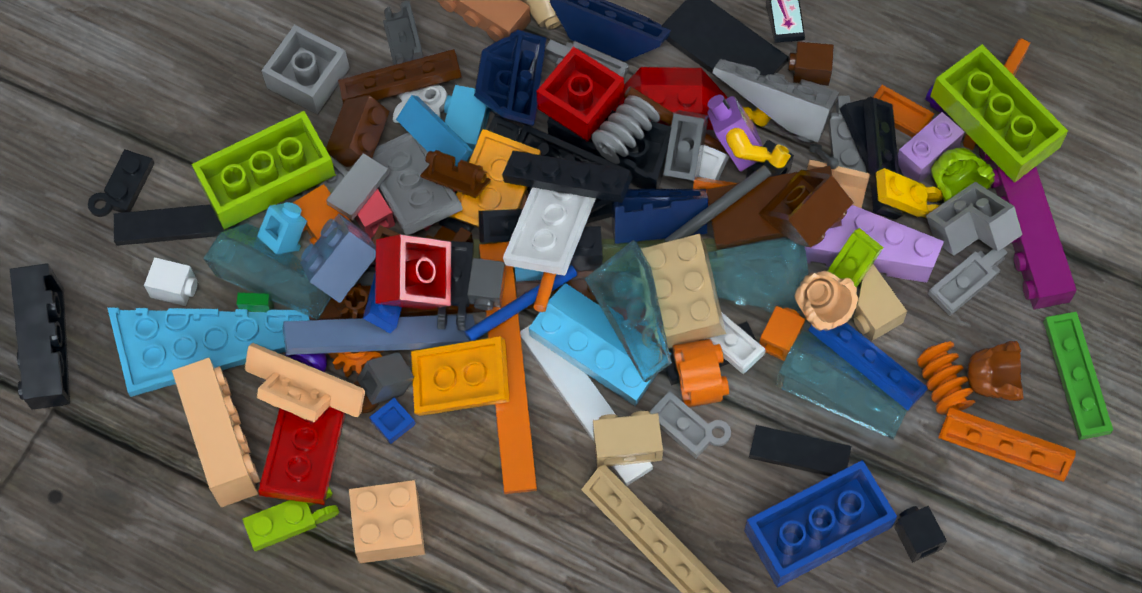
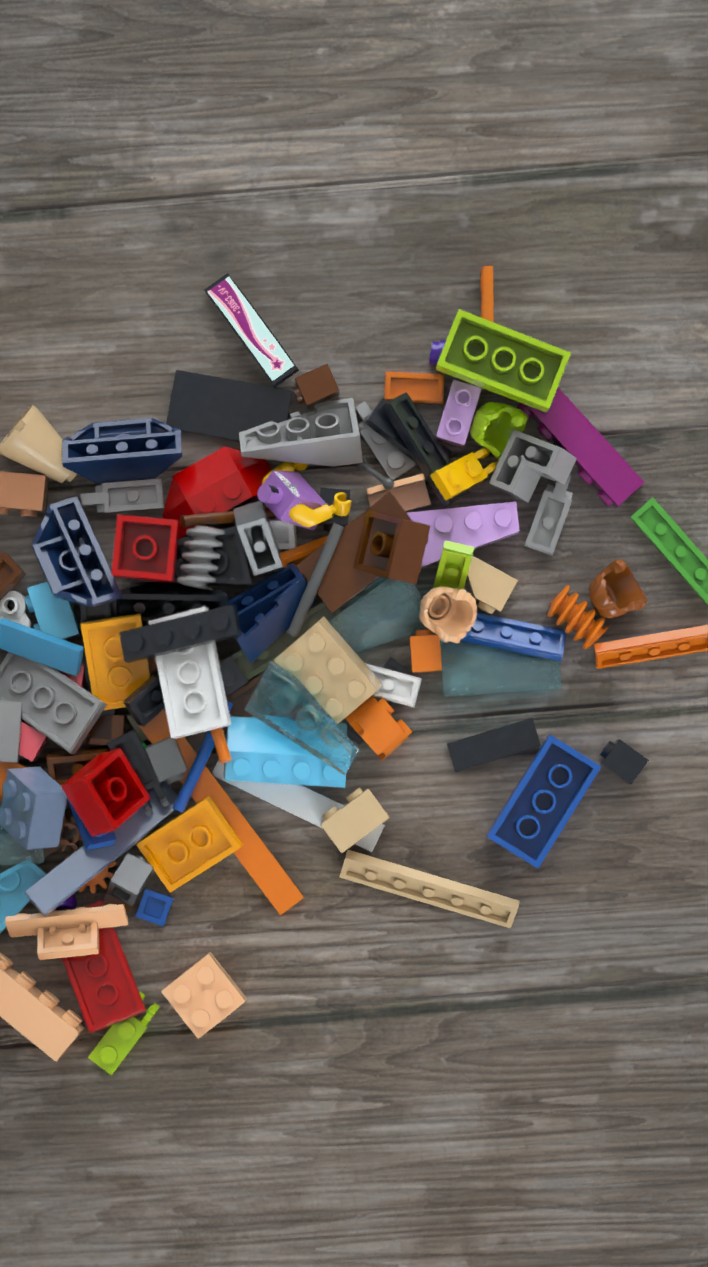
camera: 30 degrees left, 20 degrees up
(465, 178) = (84, 681): reddish brown hinge -> none
(688, 427) = (392, 776): light grey hinge -> none

